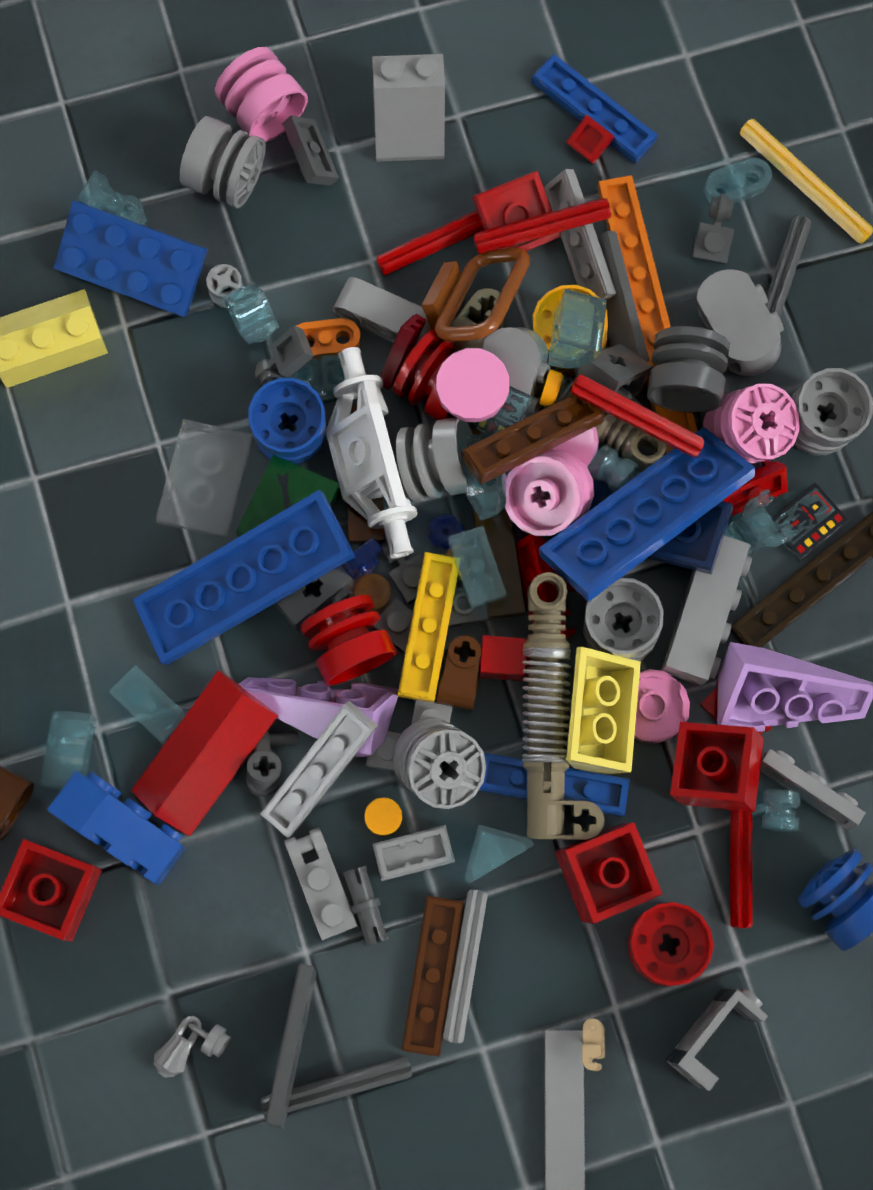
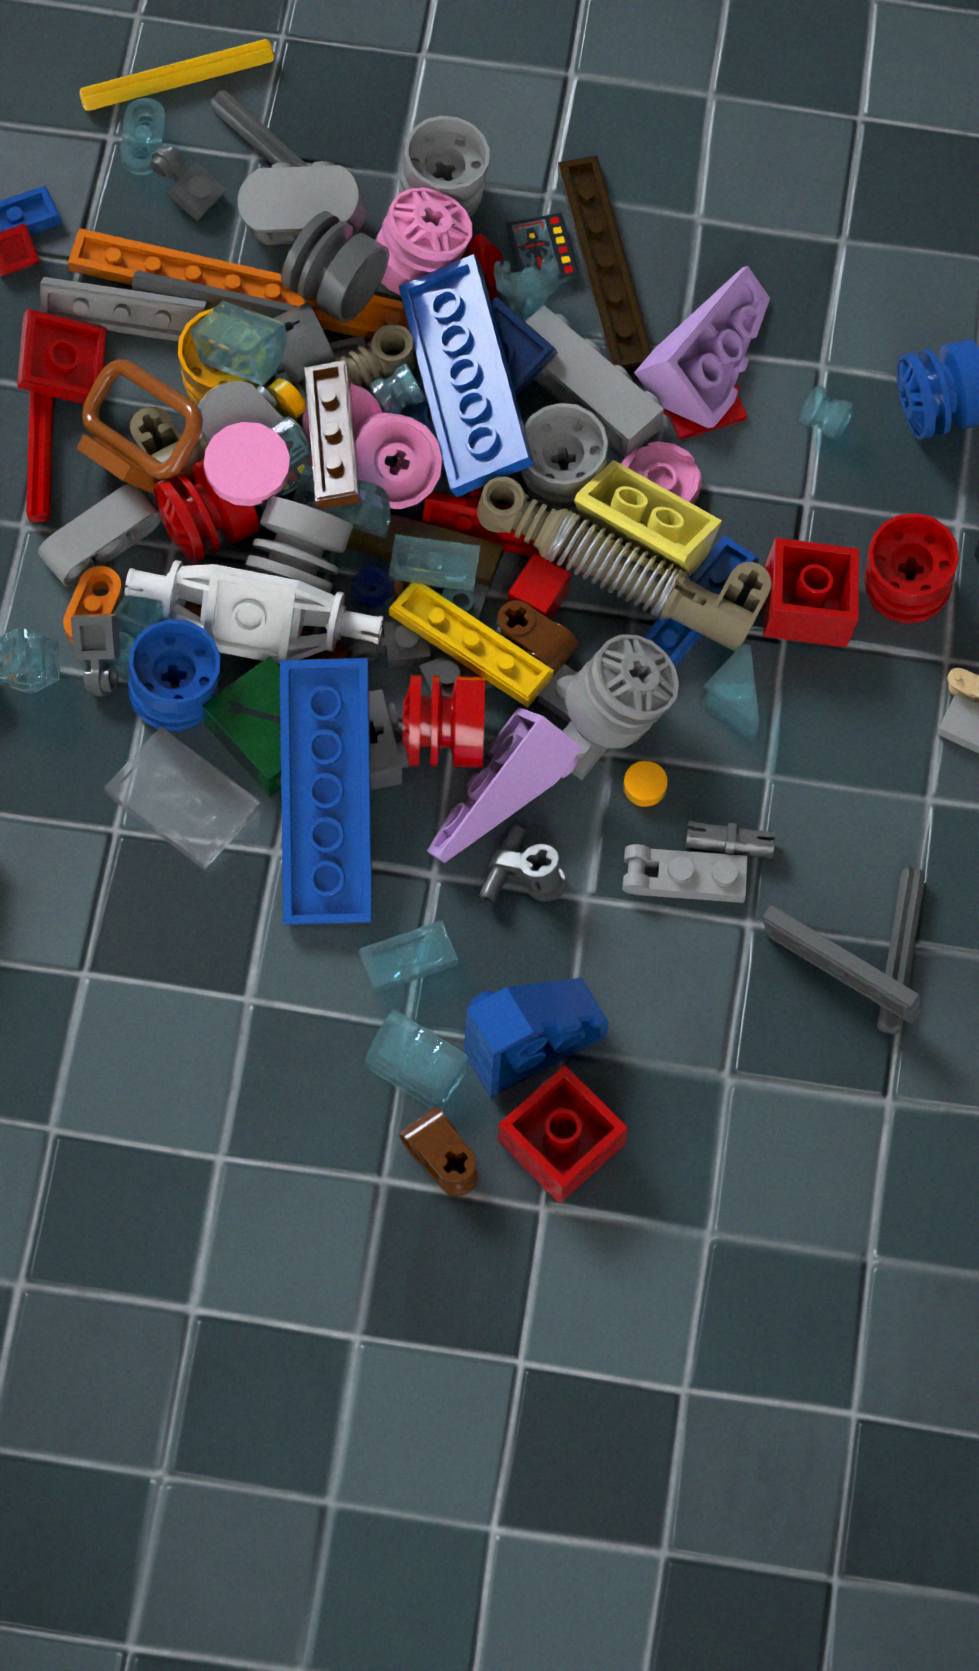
camera: 60 degrees left, 10 degrees down
(173, 1055) = (793, 1091): light grey piece -> none
(203, 754) = (488, 912): red slope -> none
(319, 769) = (570, 809): light grey tile -> none
(364, 560) = (377, 669): clear blue plate -> none
(375, 586) = (395, 684): clear orange plate -> none
(404, 342) = (156, 526): dark red tile -> none
(413, 853) = (698, 769): light grey plate -> none
(432, 976) = (832, 810): reddish brown tile -> none
(465, 966) = (837, 774): light grey axle -> none
(542, 225) = (93, 333): red axle -> none
(637, 416) = (362, 331): red axle -> none
(717, 766) = (755, 441): red brick -> none
(741, 869) = (849, 470): red axle -> none
(812, 788) = (830, 371): light grey plate -> none

